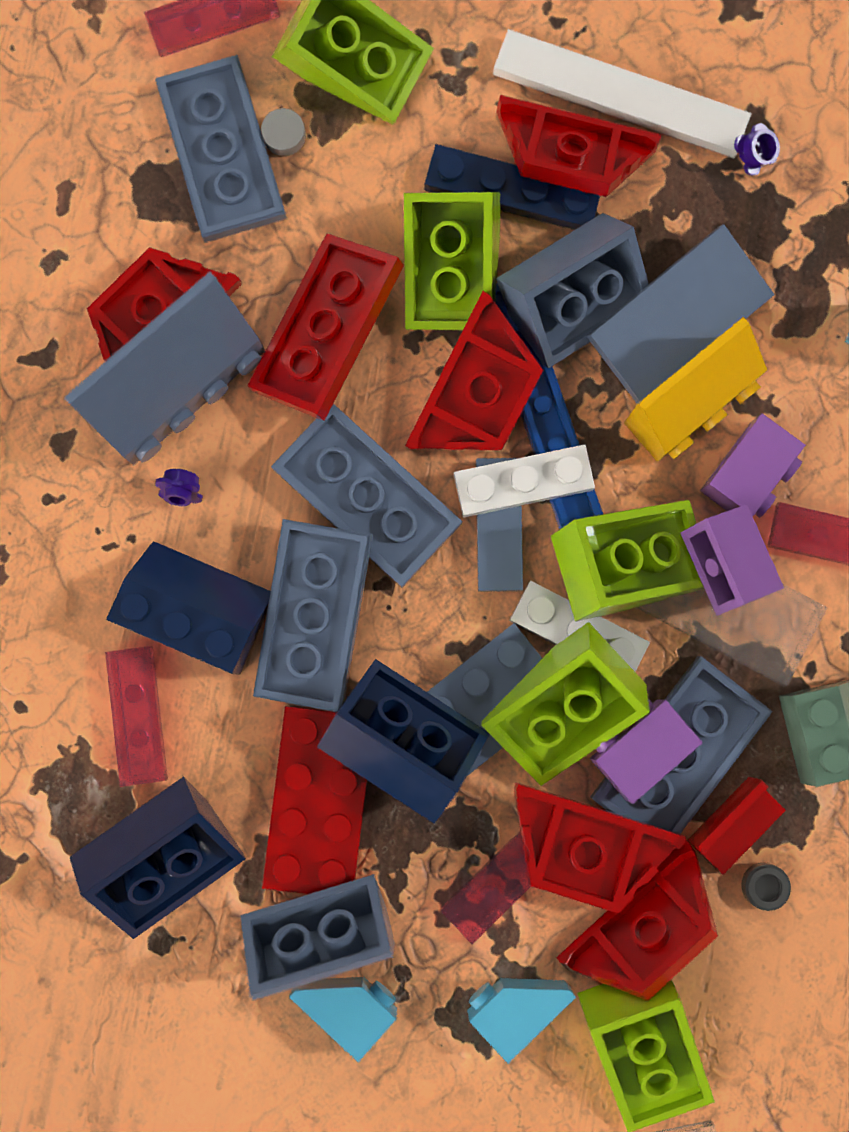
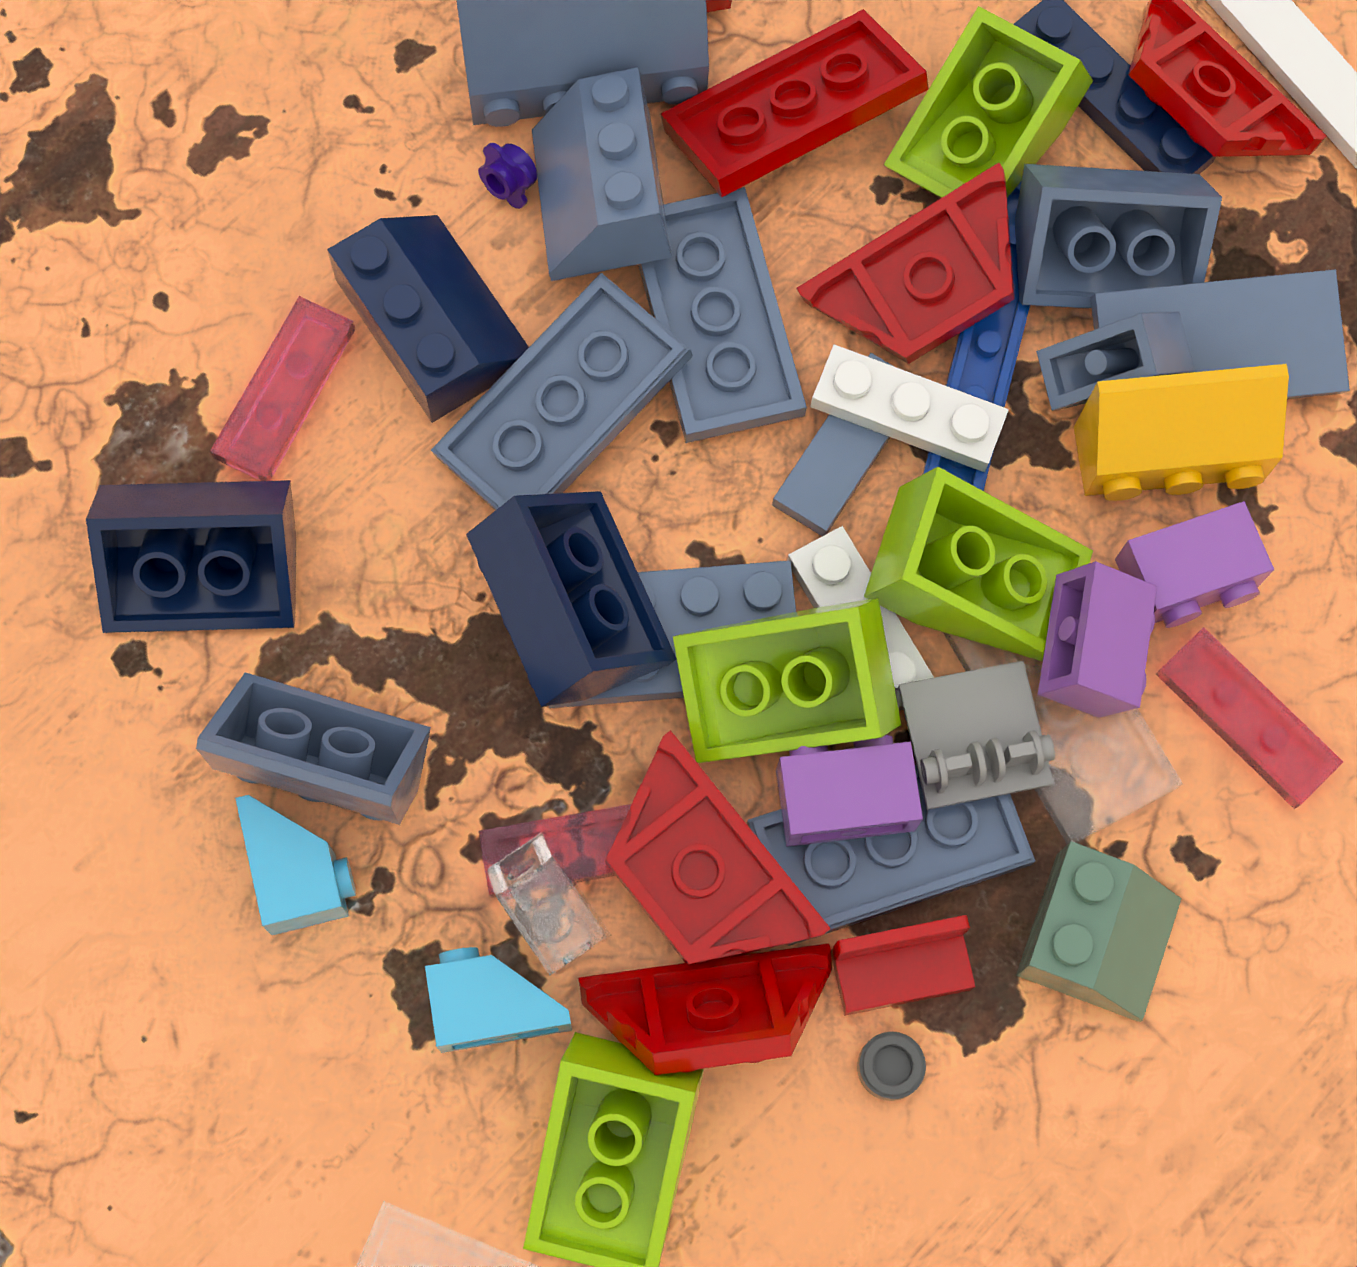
camera: 30 degrees right, 10 degrees down
(241, 457) = (600, 178): none -> sand blue slope
(313, 810) = (411, 621): red plate -> none
(525, 942) = (546, 905): none -> clear torso
(632, 373) = (1122, 350): none -> sand blue slope
(693, 661) = (976, 735): none -> light grey hinge

